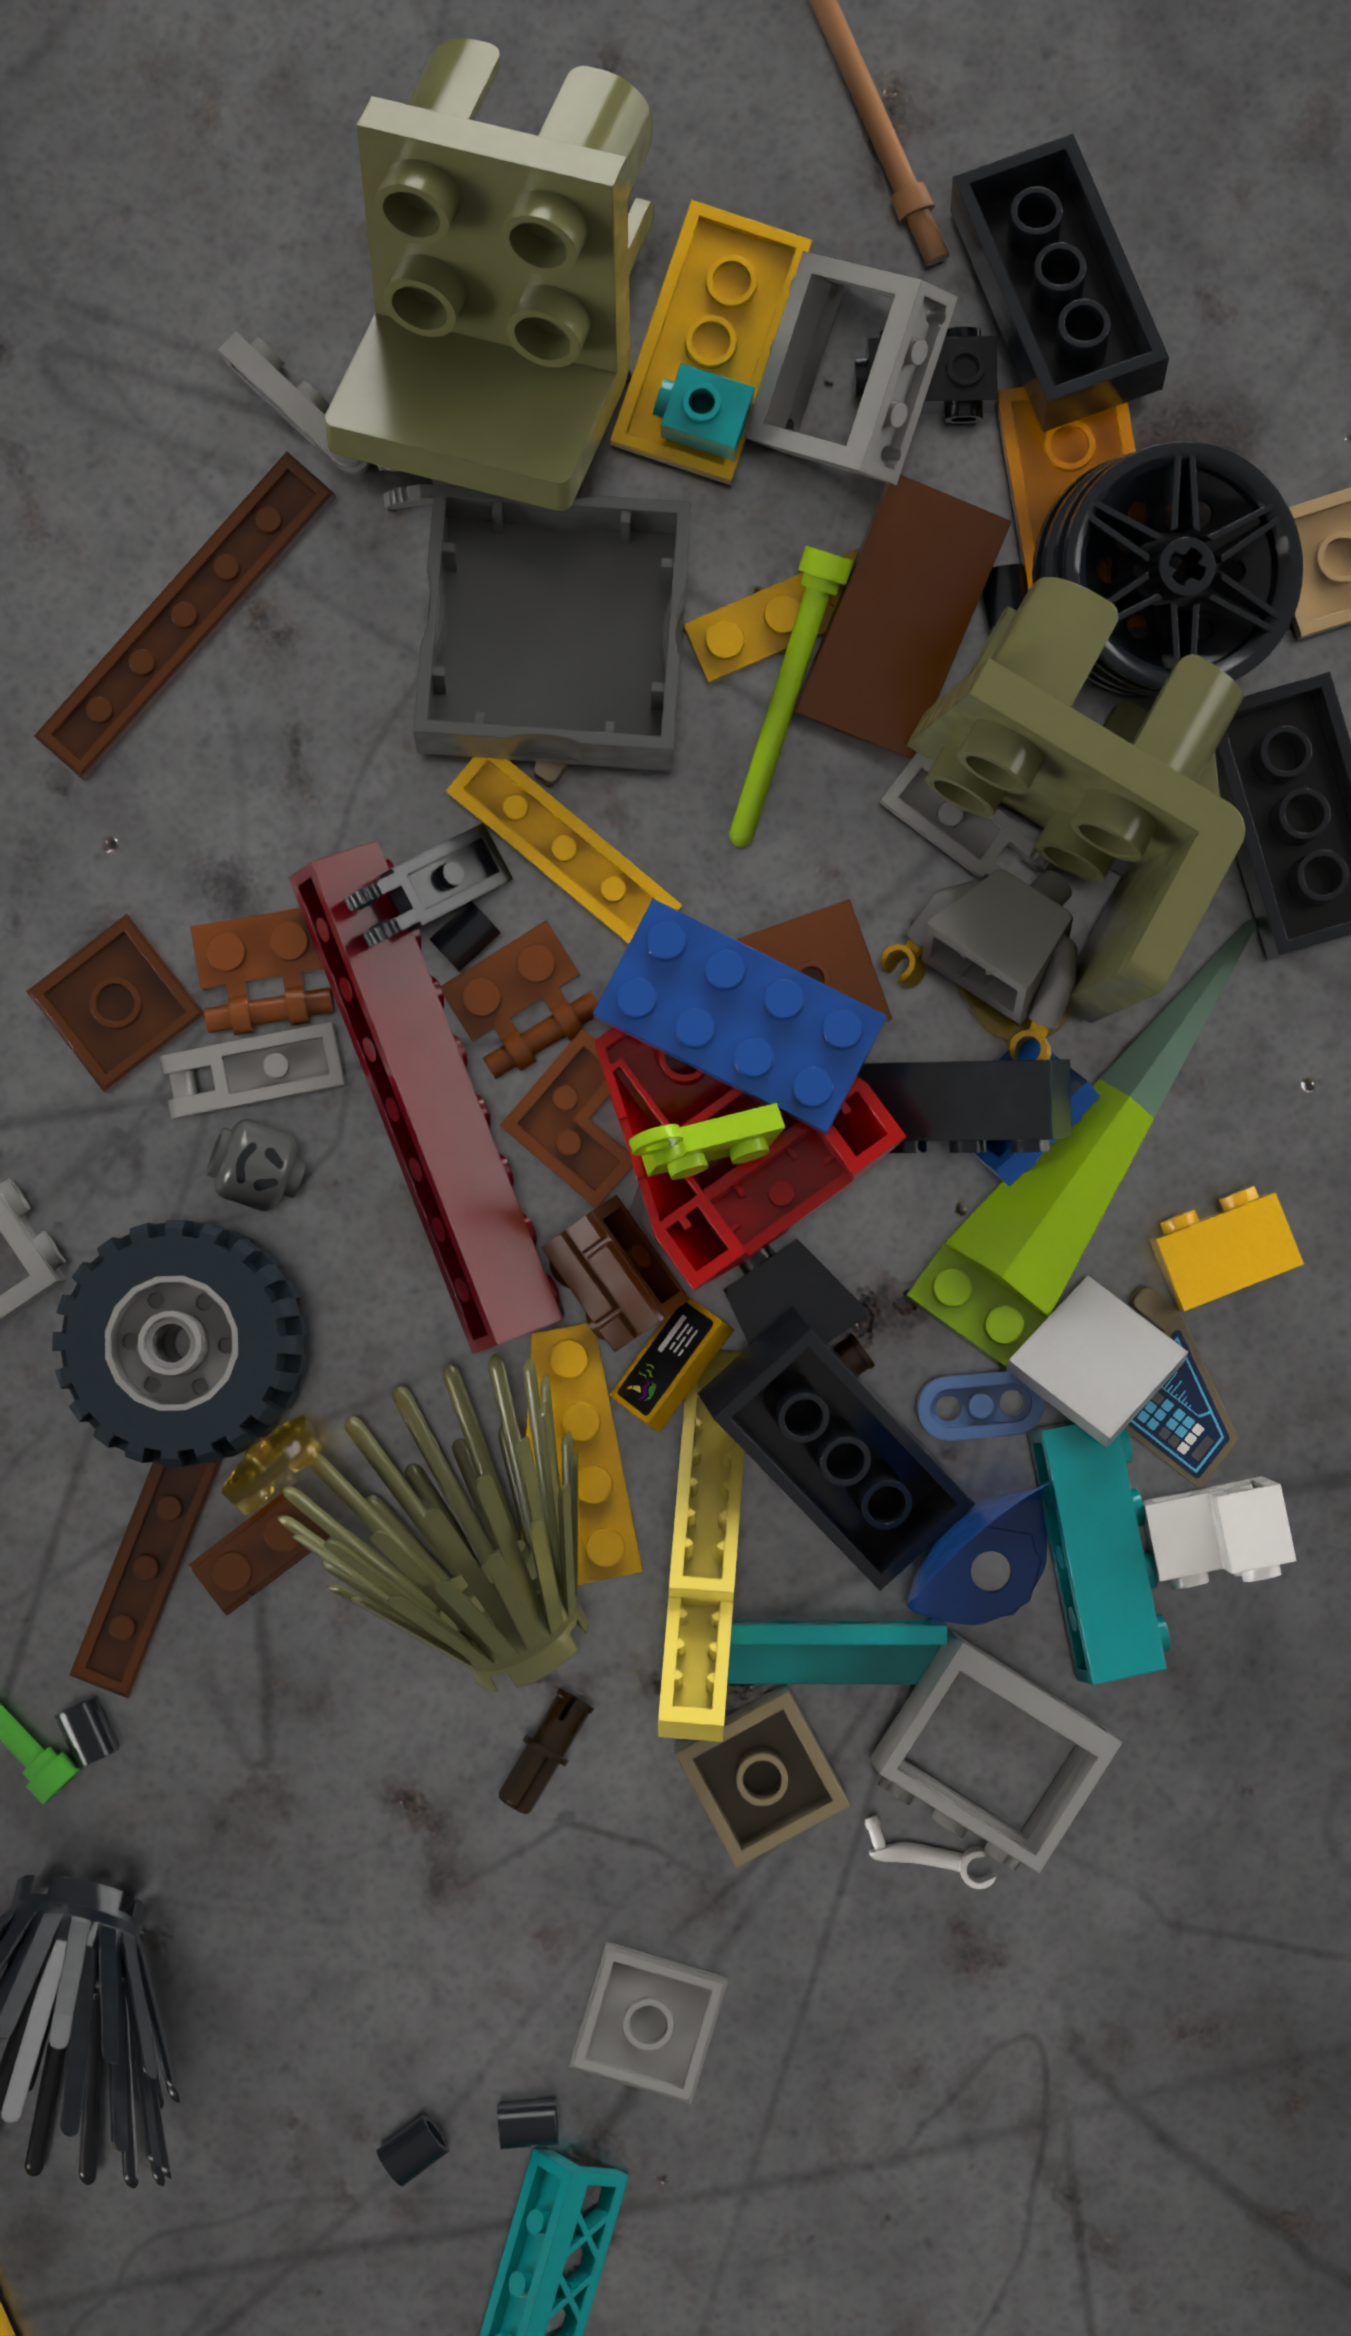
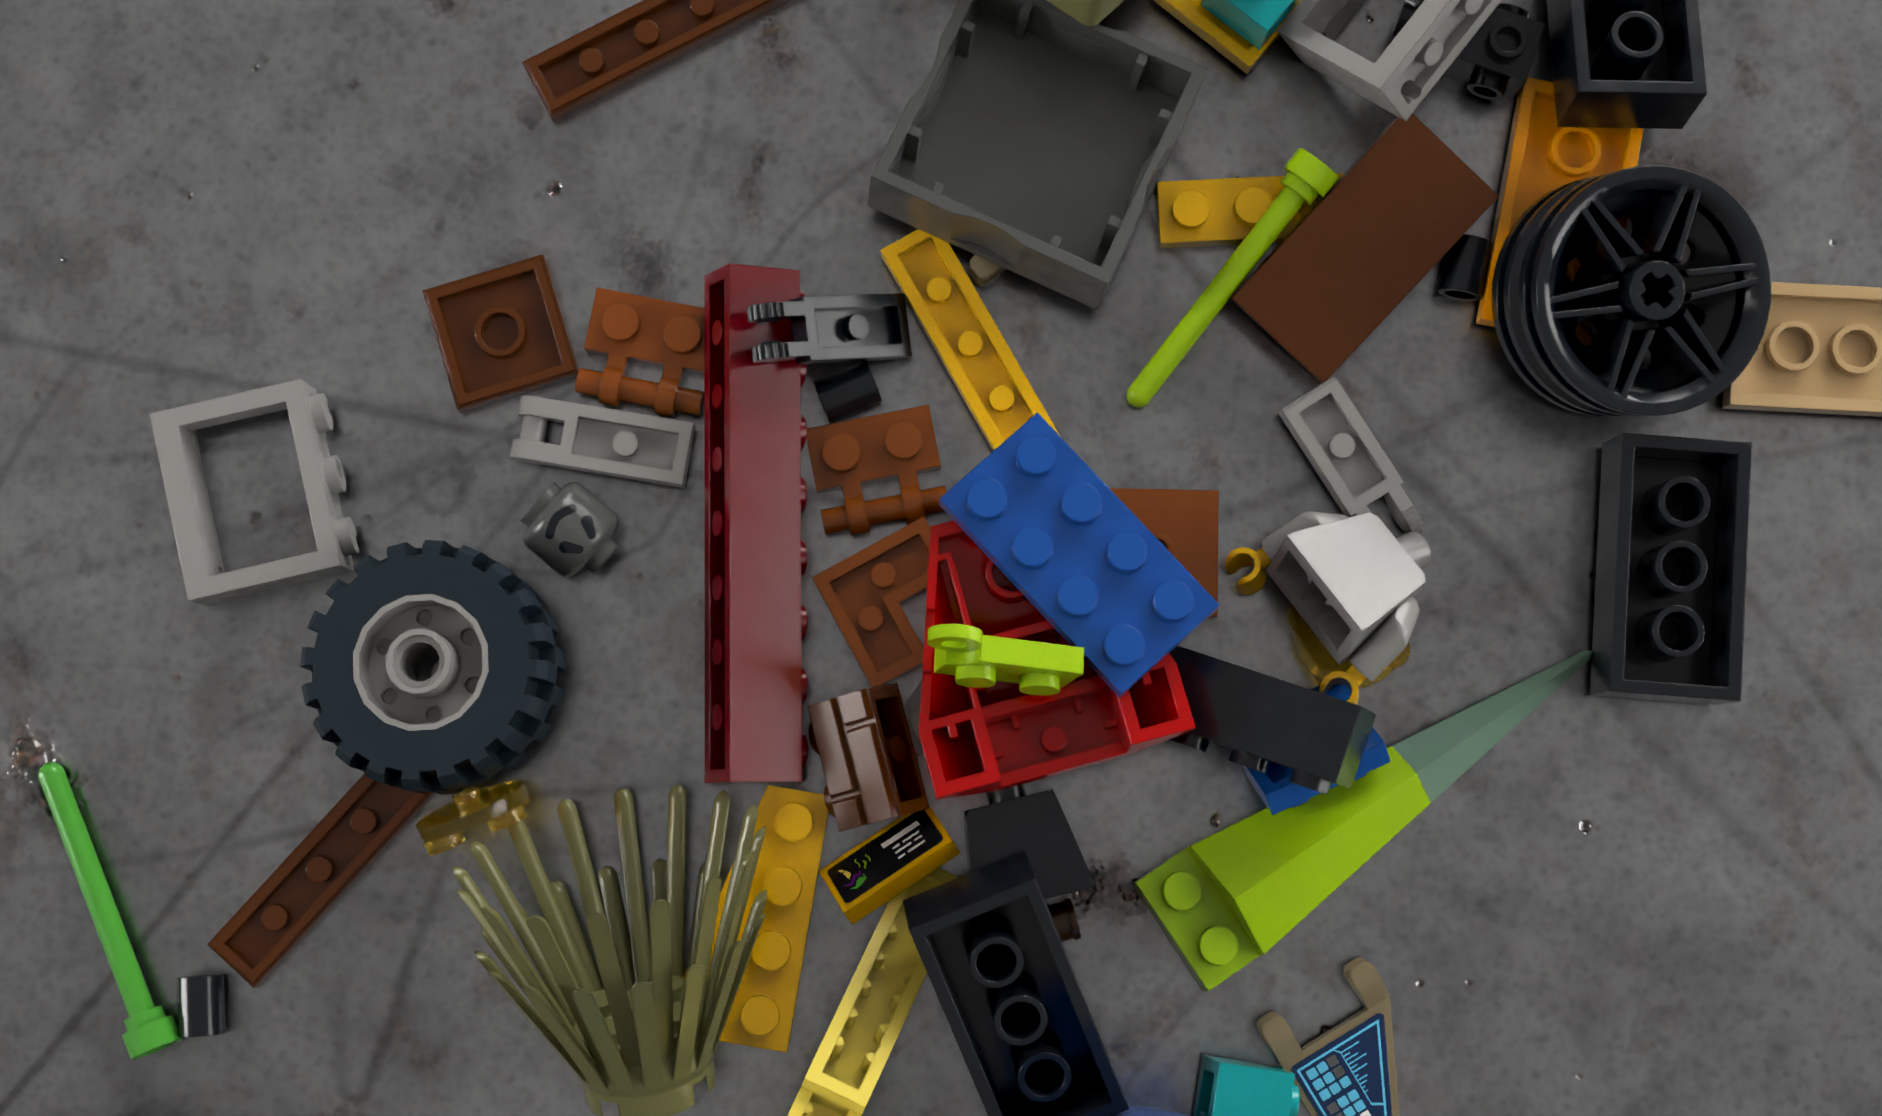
camera: 15 degrees right, 5 degrees down
(253, 1554) = (421, 895): reddish brown brick -> none
(979, 1406) = (1166, 1013): medium blue plate -> none
(1096, 1361) = (1294, 1014): light grey tile -> none
(1107, 795) = (1497, 464): olive piece -> none
(1225, 1249) = (1455, 953): yellow brick -> none

